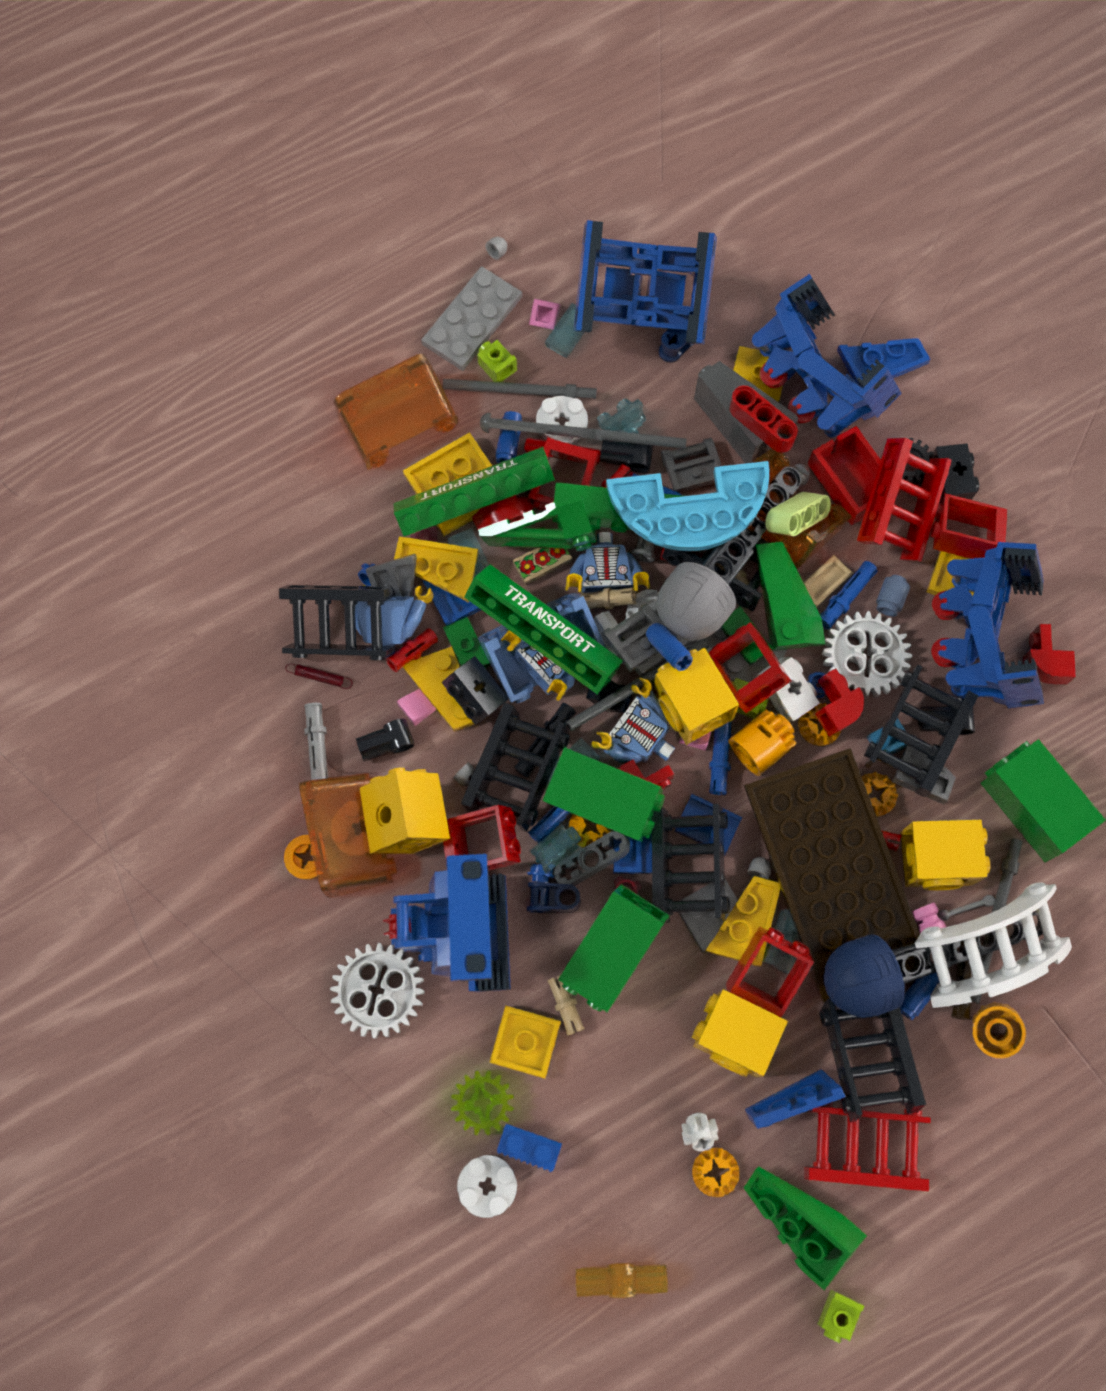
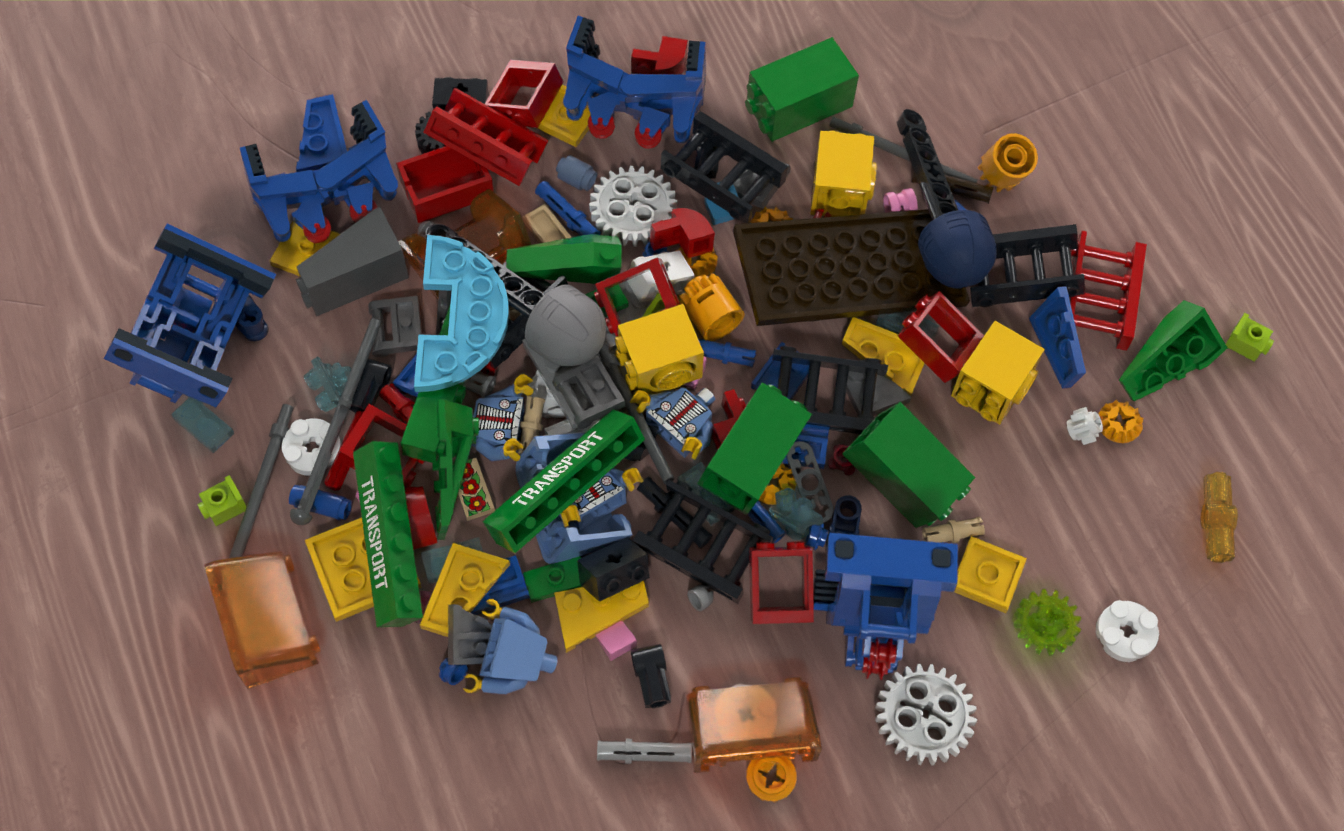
camera: 85 degrees left, 10 degrees down
(319, 675) = (561, 742): dark red piece -> none
(349, 598) = (480, 710): black fence -> none
(404, 812) = (742, 653): yellow brick -> none
(424, 641) = (553, 633): red pin -> none
(471, 318) = (158, 523): light grey plate -> none
(496, 247) = (76, 484): light grey hinge -> none
(529, 1147) = (1094, 581): blue brick -> none
(544, 314) = (174, 446): bright pink slope -> none
(669, 646) = (612, 355): blue piece -> none
(760, 407) = (373, 244): red beam -> none
(760, 868) = (834, 335): light grey hinge -> none
(798, 513) = (480, 230): yellowish green beam -> none
(988, 901) = (884, 156): light grey hinge -> none
(1012, 973) = (953, 127): white fence -> none

